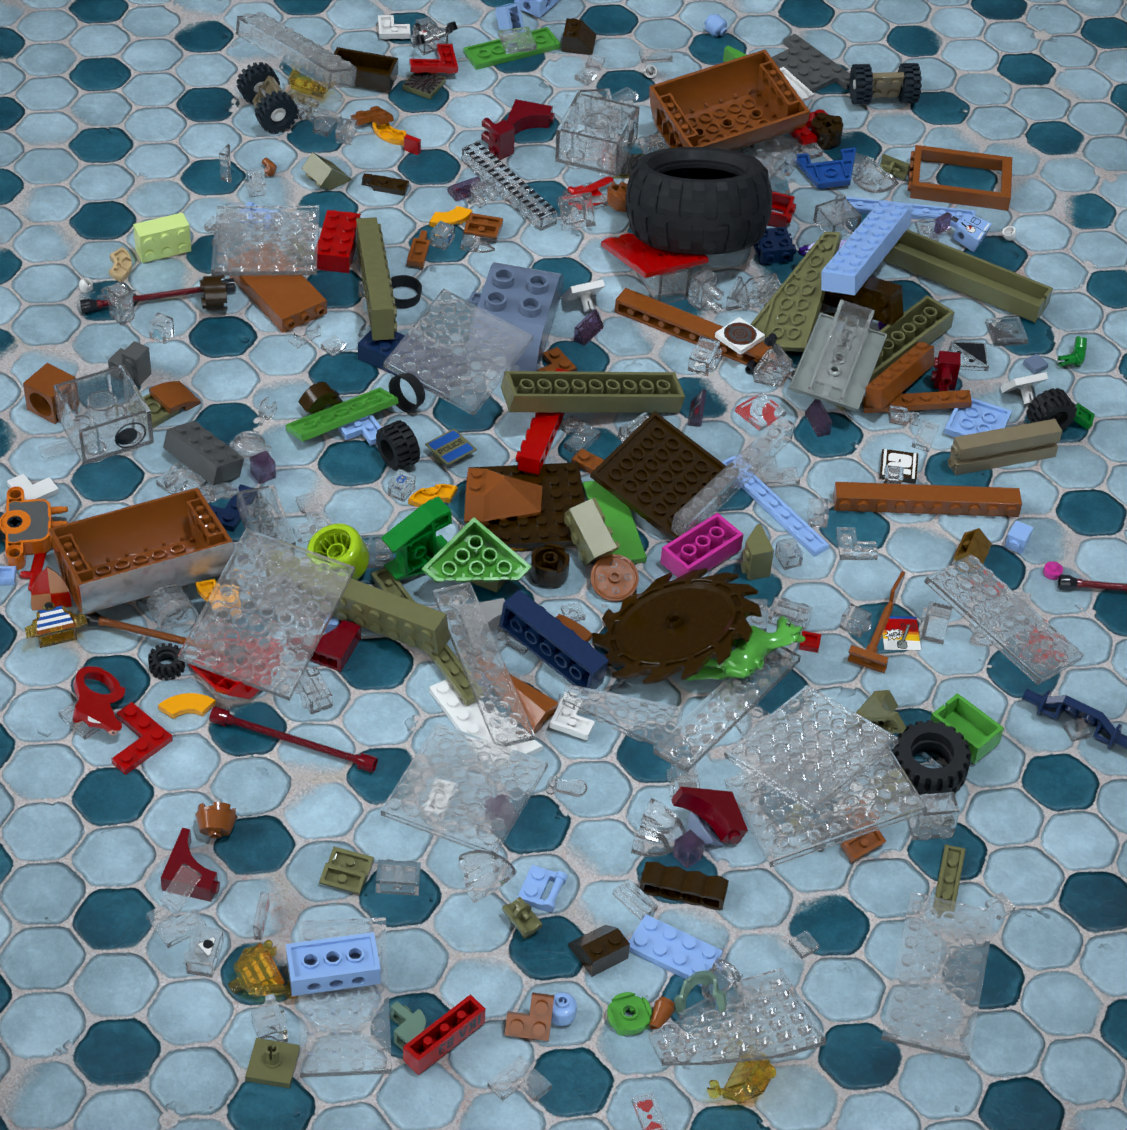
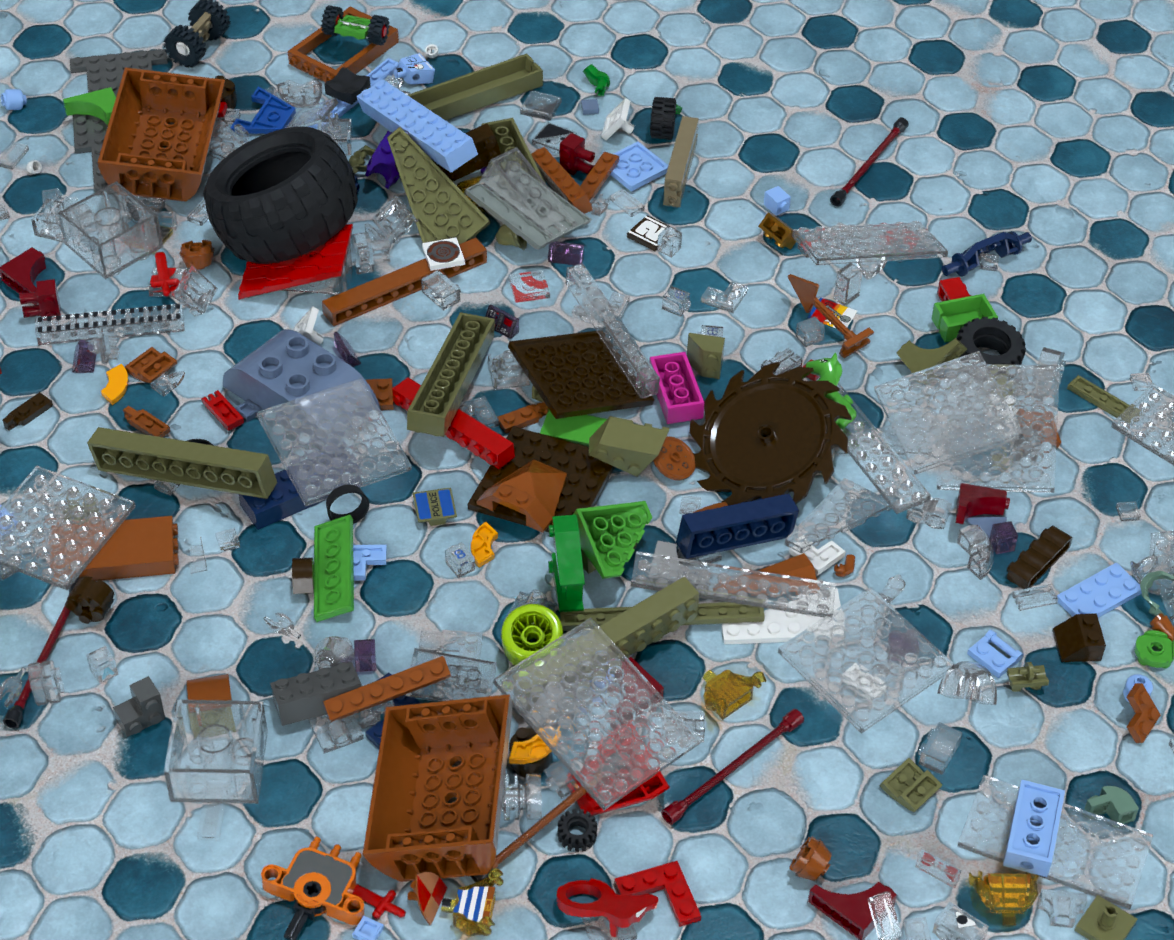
camera: 60 degrees left, 0 degrees up
(39, 490) = (250, 871): white tile -> none
(40, 391) = (138, 791): dark orange brick -> none
(186, 703) = (639, 834): light orange tile -> none
(221, 484) = (387, 689): none -> dark orange plate
(337, 241) = (89, 469): red brick -> none
(366, 706) = (729, 691): none -> clear yellow torso
(398, 445) = (417, 537): black tyre -> none
(442, 235) = (140, 397): clear brick -> none
(444, 1034) = (1135, 780): red brick -> none
(466, 283) = (223, 410): none -> red hinge
(549, 565) = (633, 489): dark brown brick -> none
(572, 746) = (848, 568): none -> dark orange arm
(773, 367) = (496, 253): clear torso -> none
(784, 514) = (660, 324): light blue tile -> none
(848, 191) = (313, 114): none -> clear tile
(894, 166) = (300, 75): olive hips -> none
(906, 193) = (347, 86): none -> black brick
(927, 499) = (702, 233): dark orange brick -> none
(942, 223) = (398, 78): clear purple tile -> none
(977, 165) = (360, 28): none -> plate
(1002, 709) = (952, 289): none -> red brick
(1052, 570) = (820, 199): dark pink tile -> none

